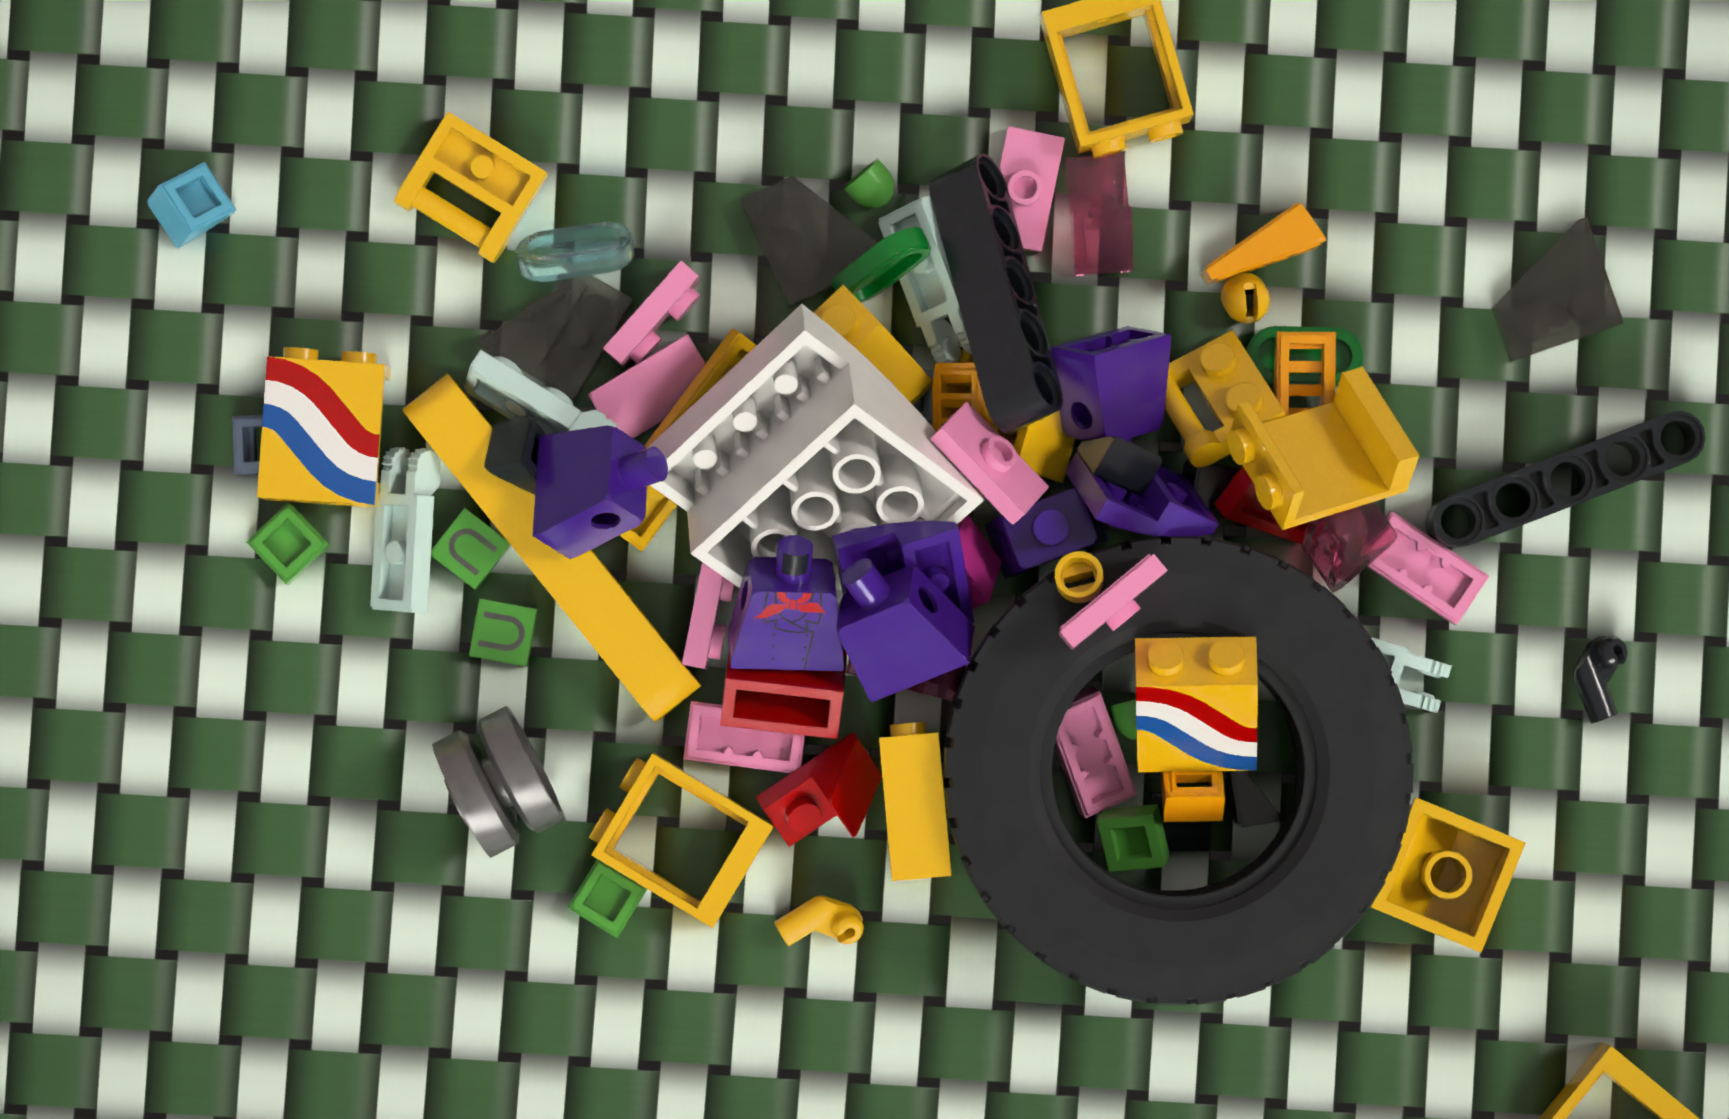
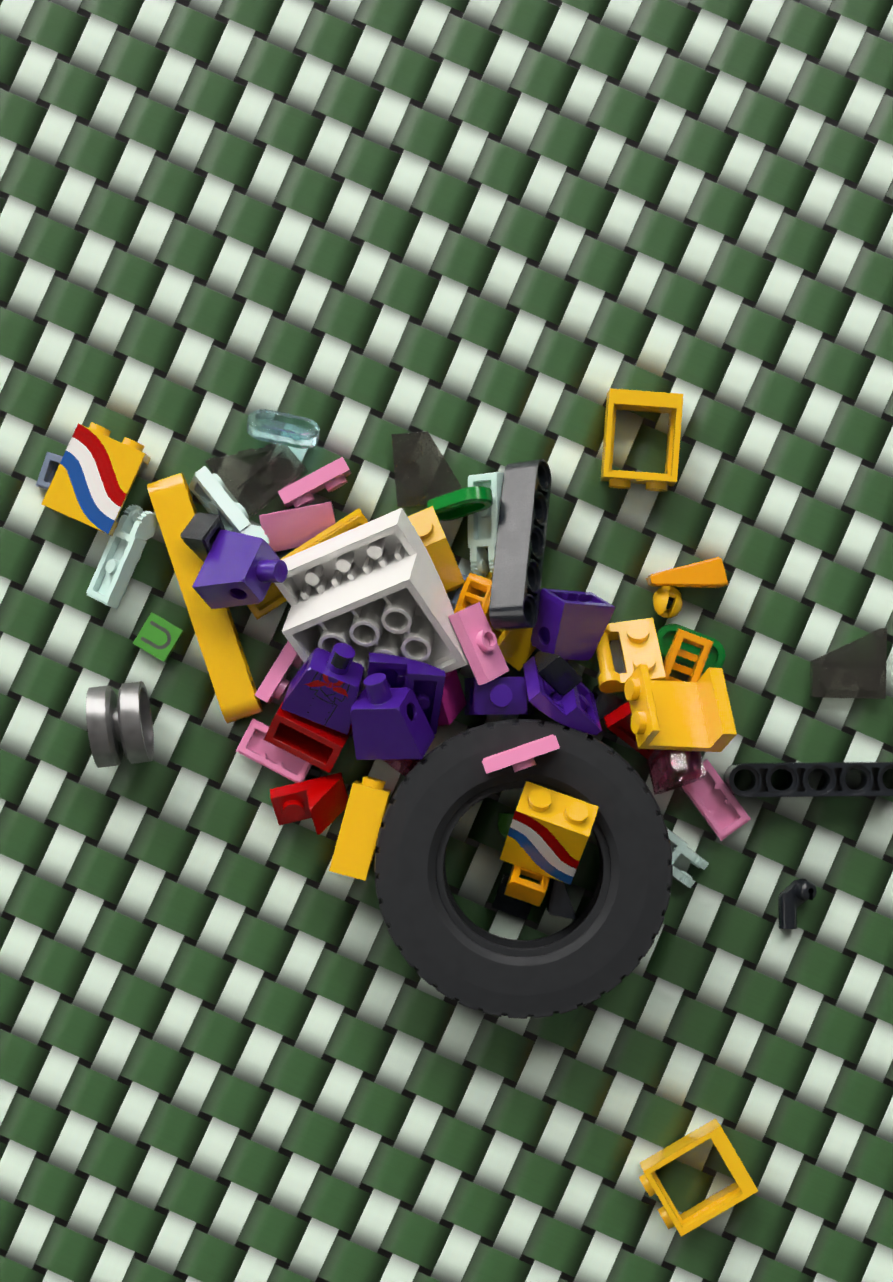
camera: 20 degrees right, 0 degrees up
(190, 204) = (69, 318): medium azure slope -> none
(288, 543) = (52, 538): bright green tile -> none
(470, 549) = (156, 580): bright green tile -> none
(483, 171) = (247, 362): yellow plate -> none
(607, 898) = (161, 815): bright green tile -> none
(613, 825) = (180, 774): yellow window -> none
(823, 916) = (284, 873): yellow arm -> none
(871, 186) = (472, 454): bright green hinge -> none
(1030, 172) = (567, 483): bright pink plate -> none
(1076, 567) = (506, 725): yellow hinge -> none
(1092, 755) = (477, 838): bright pink plate -> none
(1099, 214) = (599, 521): clear pink slope -> none
(1133, 838) = (483, 896): bright green tile -> none
(1449, 875) = (662, 989): yellow slope -> none

